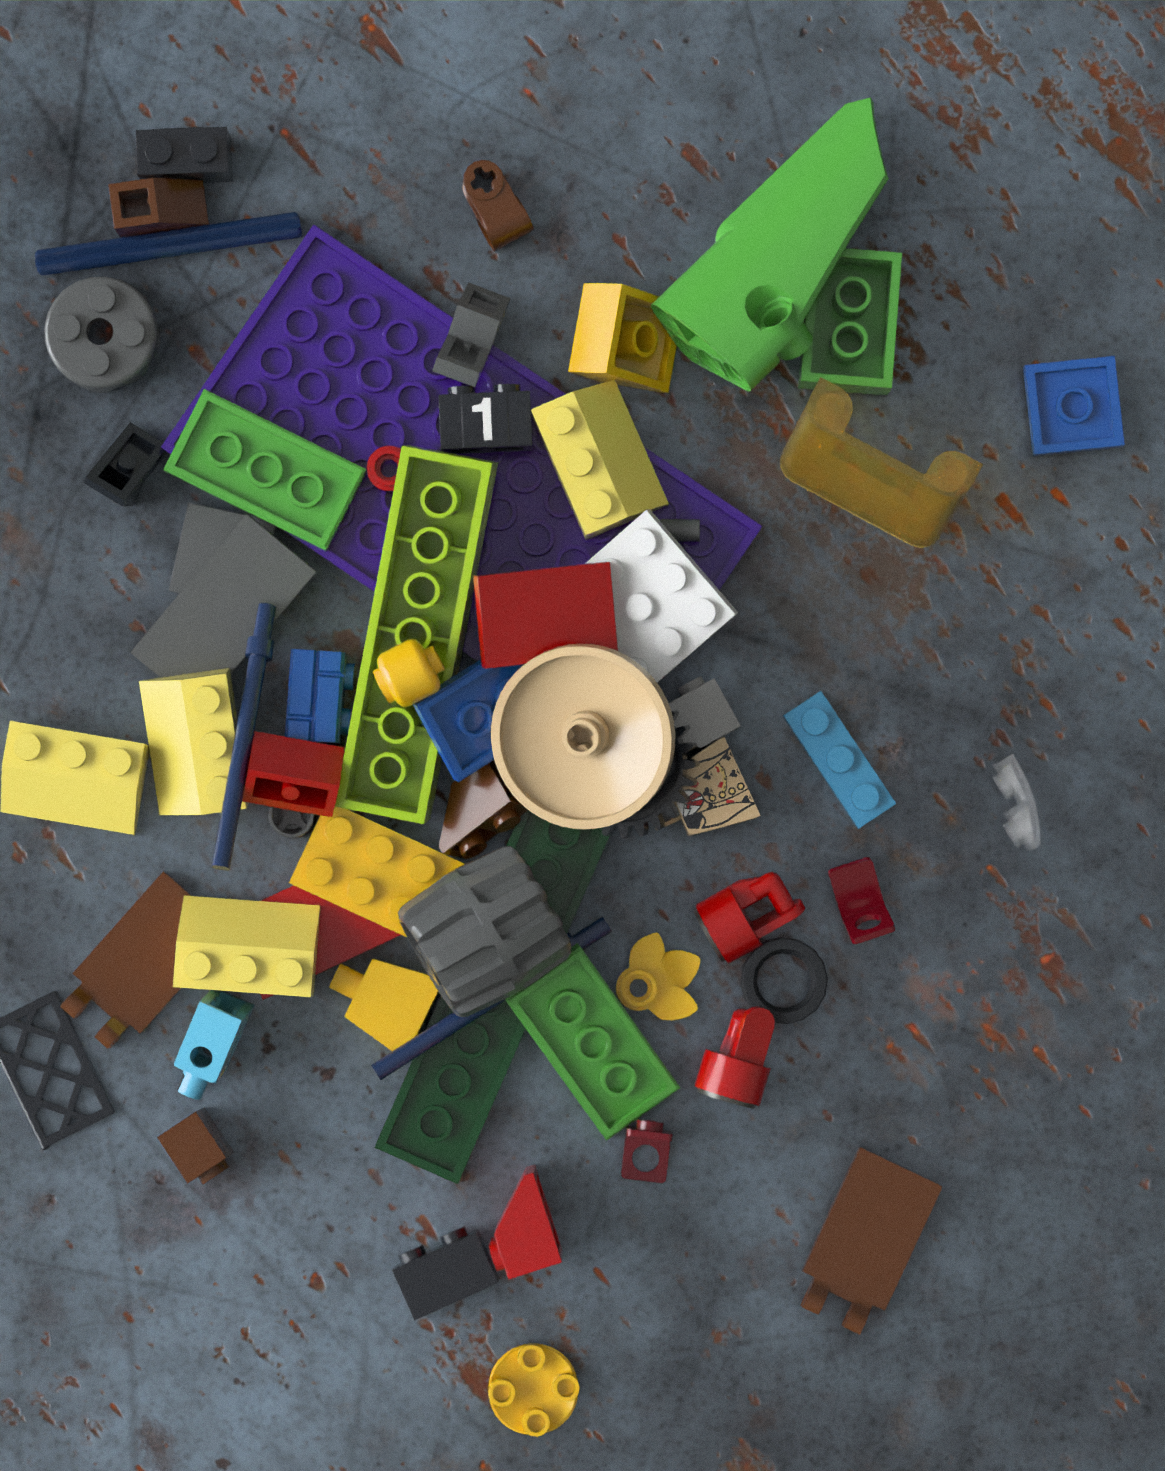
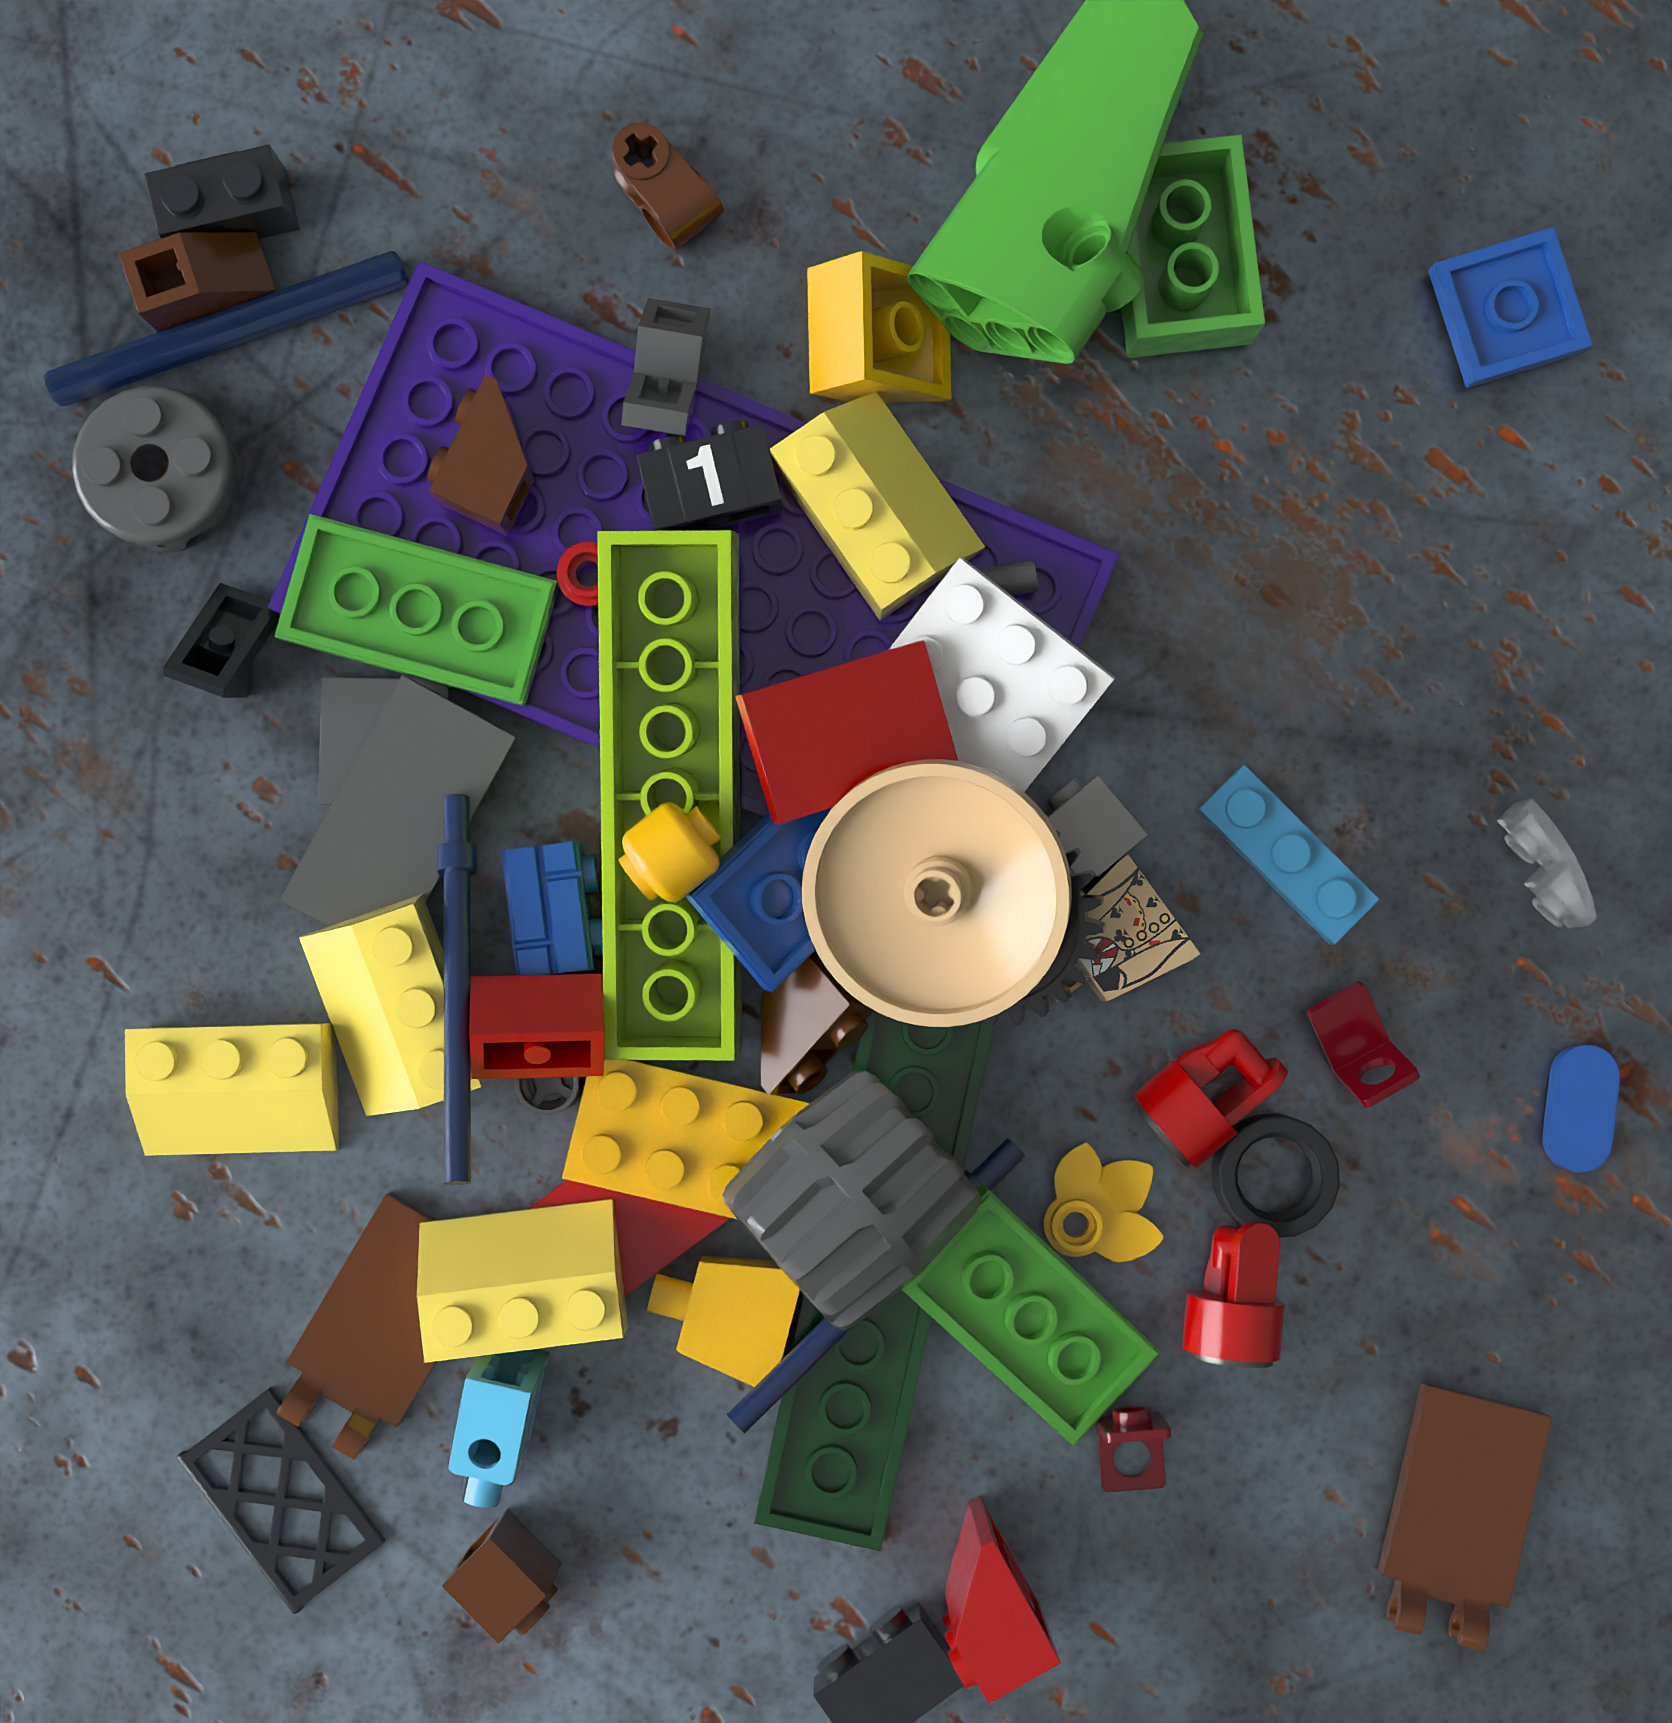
camera: 15 degrees left, 0 degrees up
(334, 379) = (486, 465): none -> reddish brown slope
(867, 480) = (1256, 456): clear yellow windscreen -> none
(1008, 977) = (1581, 1108): none -> blue tile

